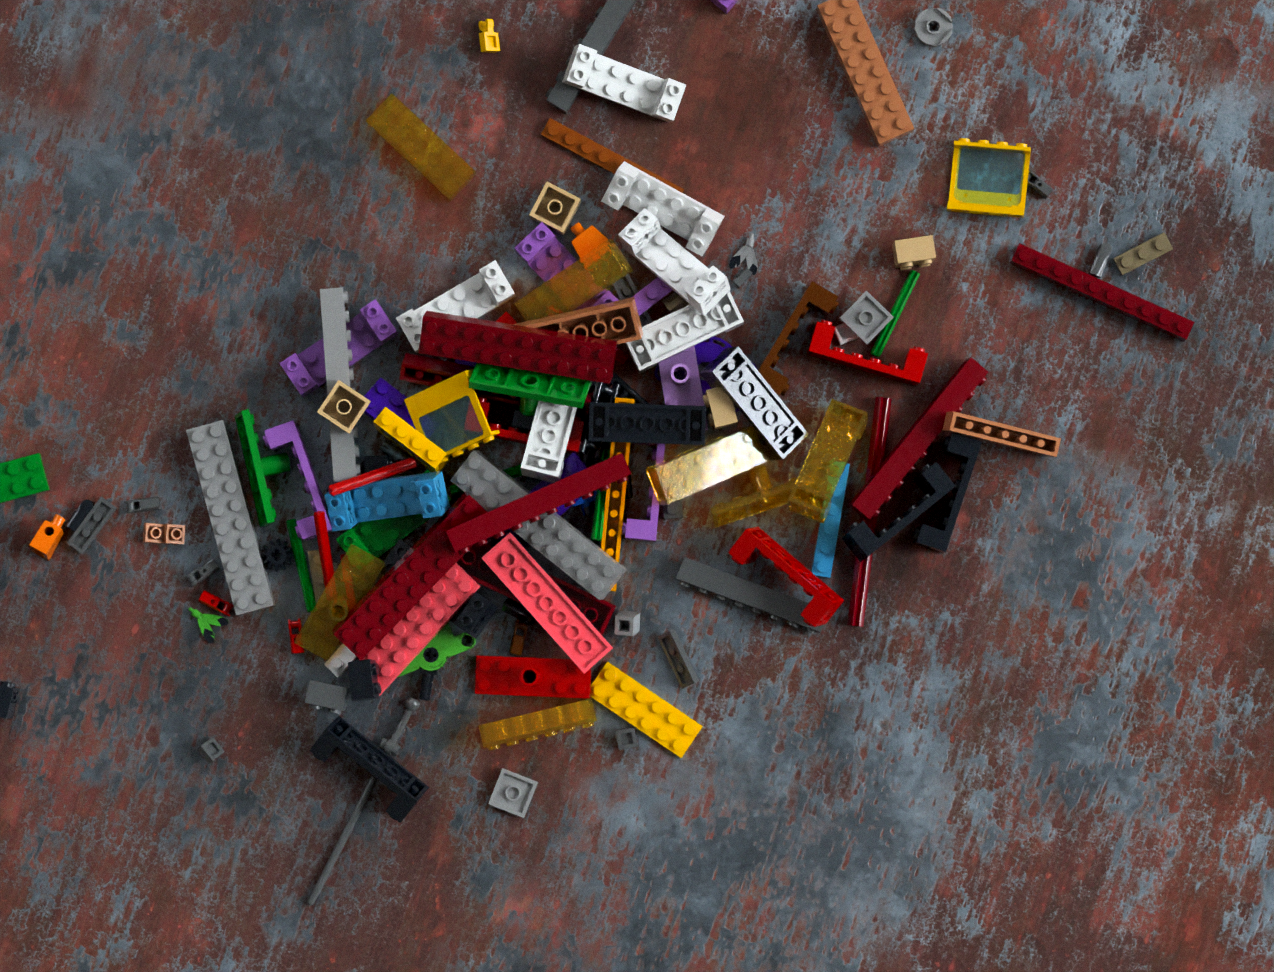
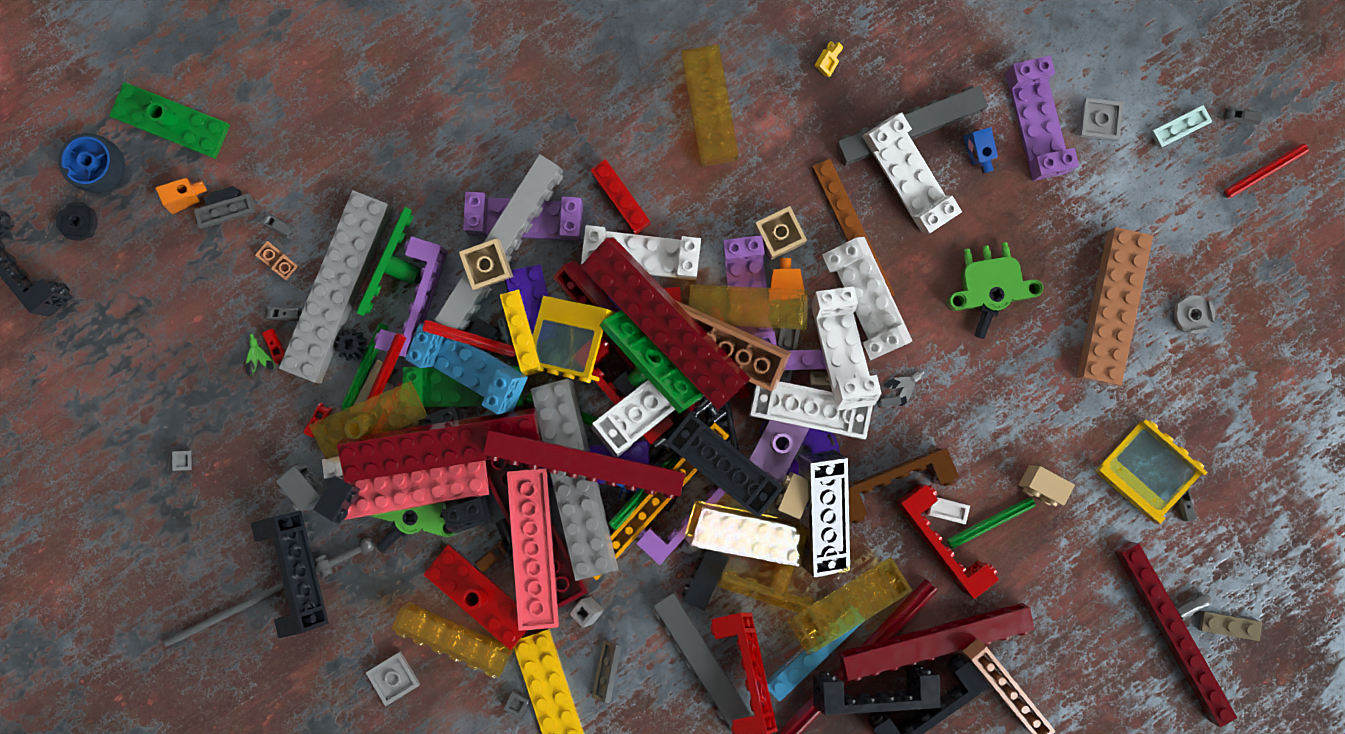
camera: 40 degrees right, 0 degrees up
(404, 275) = (620, 197): none -> red brick
(657, 18) = (981, 142): none -> blue torso
(700, 527) = (705, 578): none -> black brick
(746, 120) = (990, 276): none -> bright green piece
(866, 317) = (966, 509): light grey plate -> none

